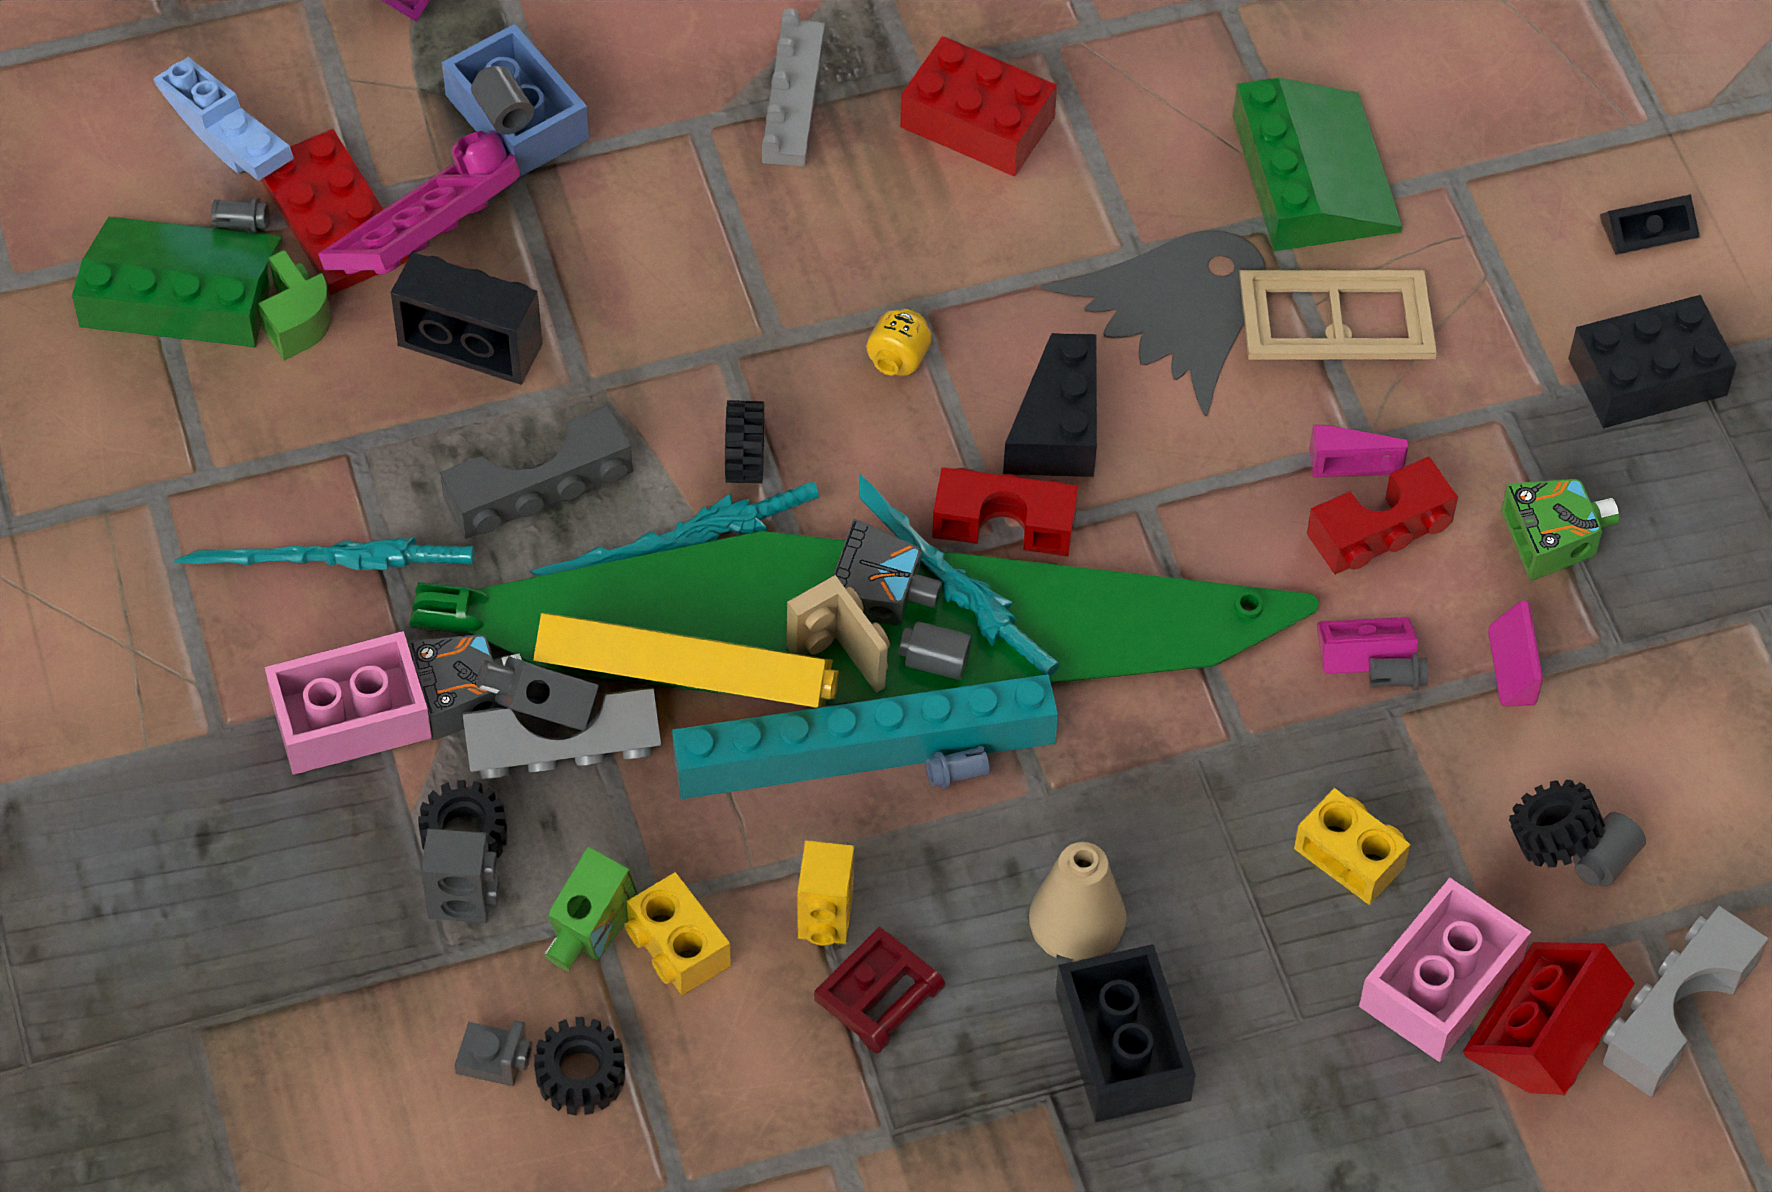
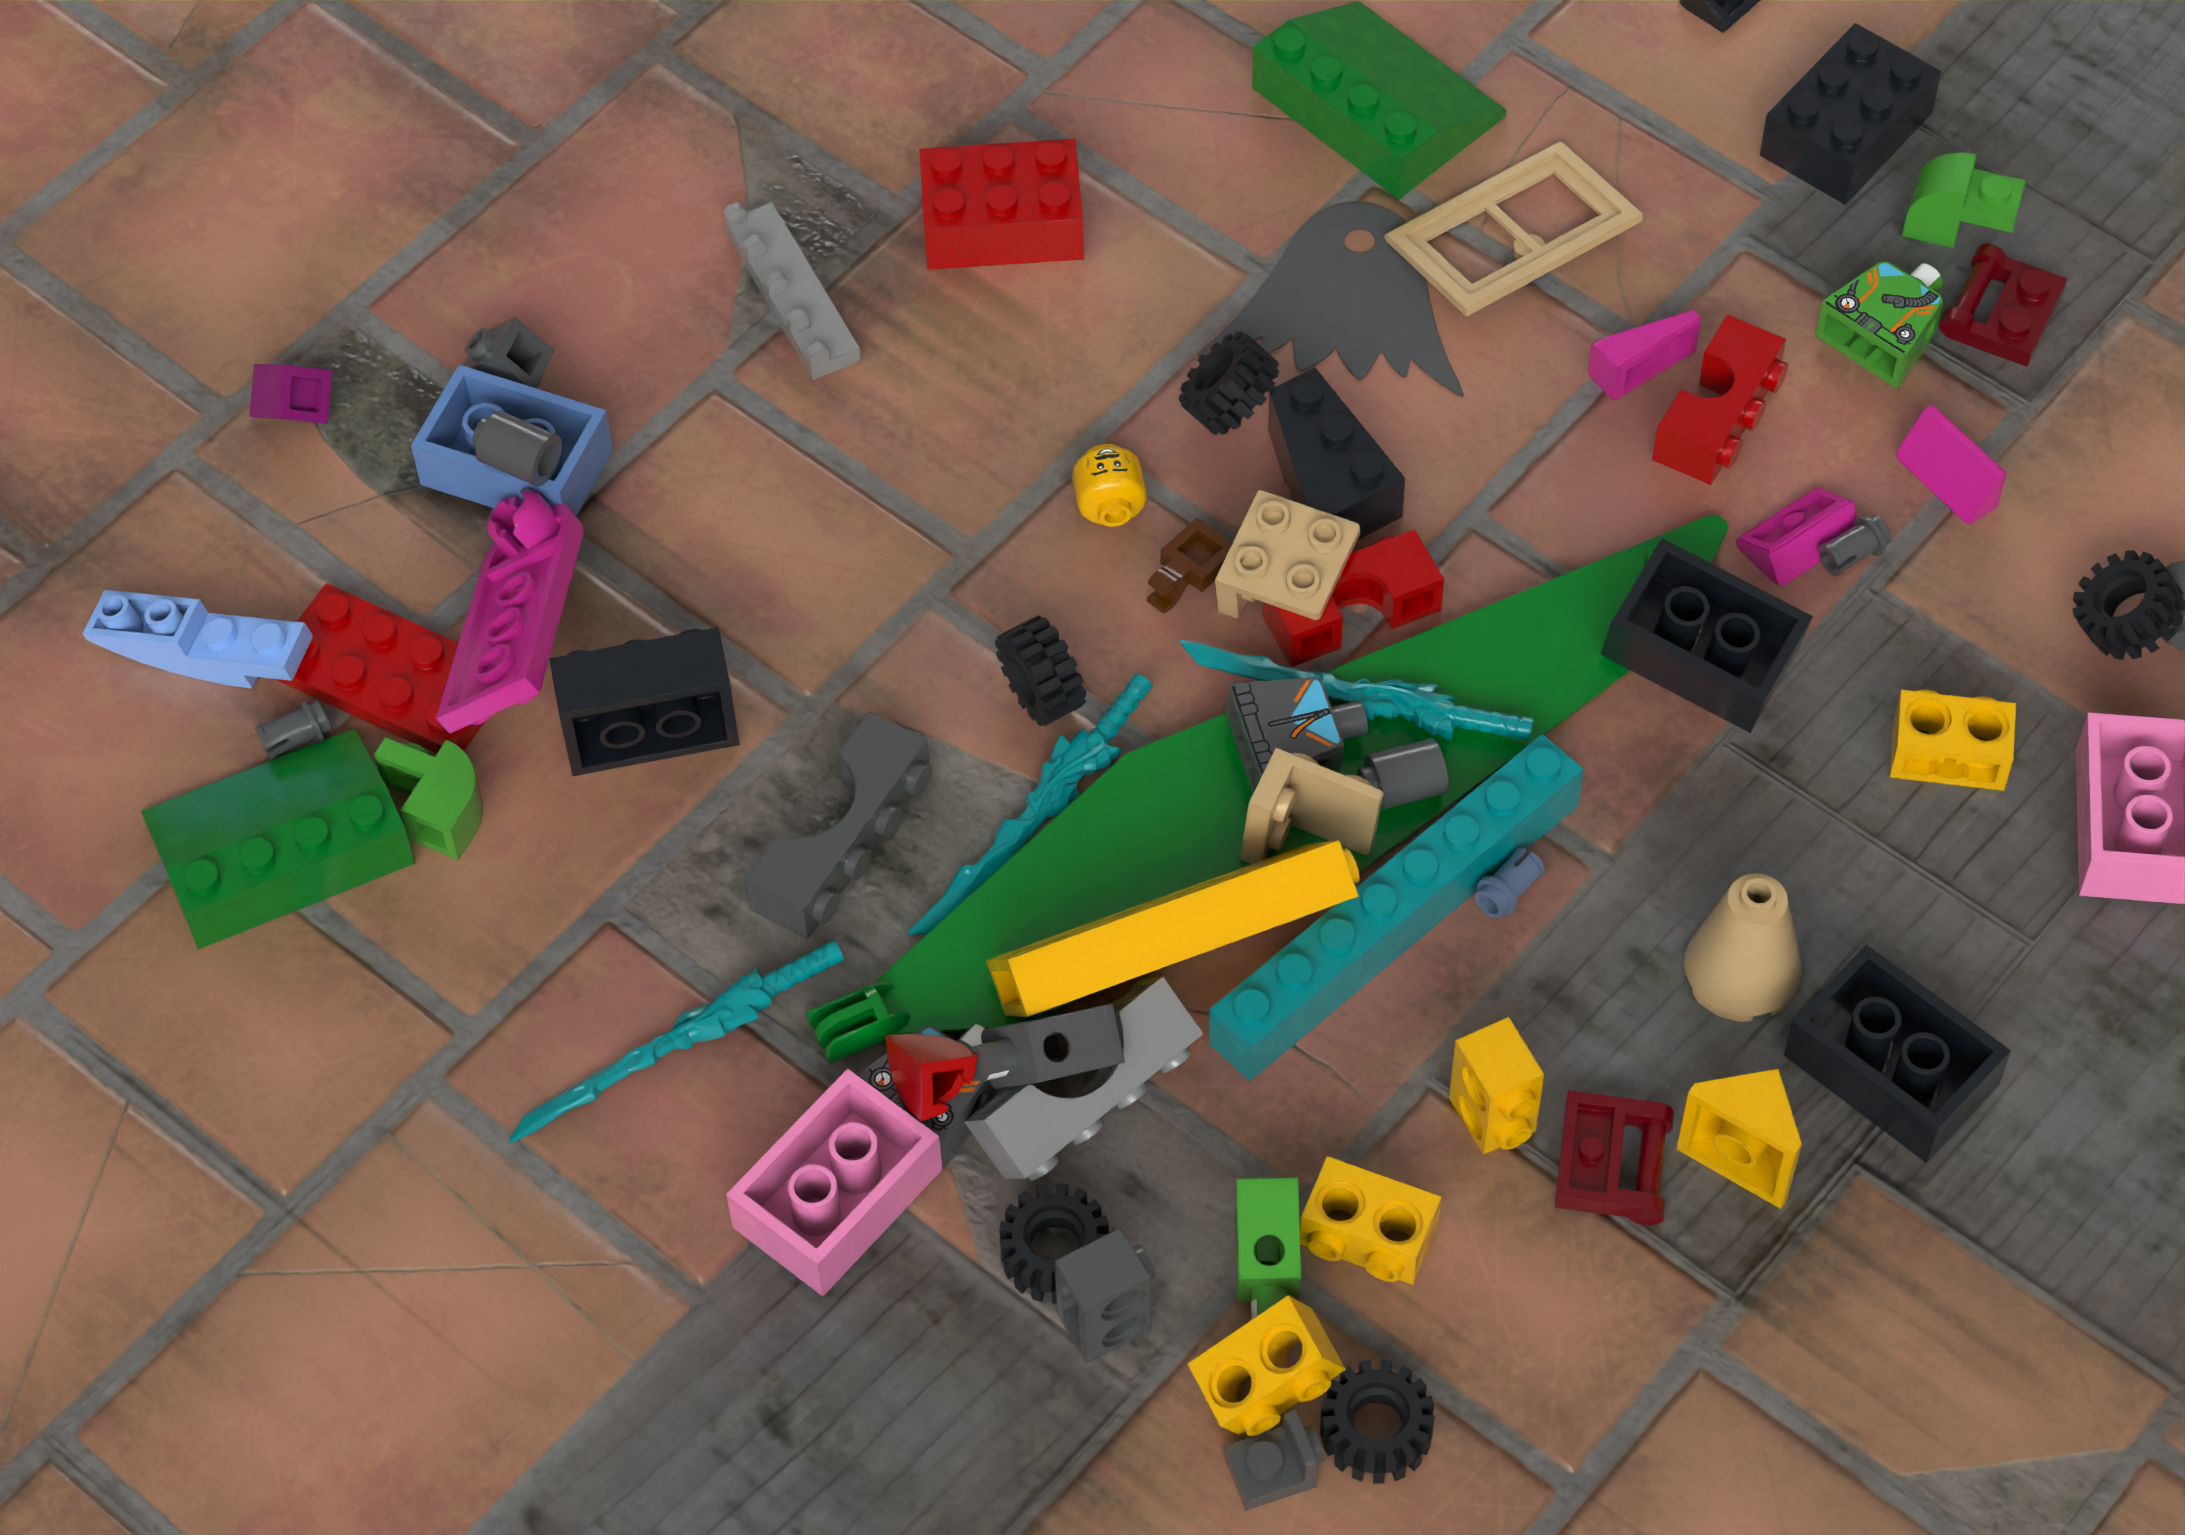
camera: 30 degrees left, 0 degrees up
(454, 662) = (928, 1071): none -> red brick
(527, 984) = (1261, 1352): none -> yellow brick
(558, 37) = (509, 353): none -> dark grey brick
(916, 423) = (1187, 559): none -> reddish brown plate
(969, 455) = (1285, 558): none -> tan bracket
(972, 1019) = (1744, 1132): none -> yellow slope
(1031, 314) = (1229, 383): none -> black tyre
(1225, 672) = (1706, 635): none -> black brick
(1664, 575) = (2019, 314): none -> dark red plate
(1679, 464) = (1954, 192): none -> bright green brick

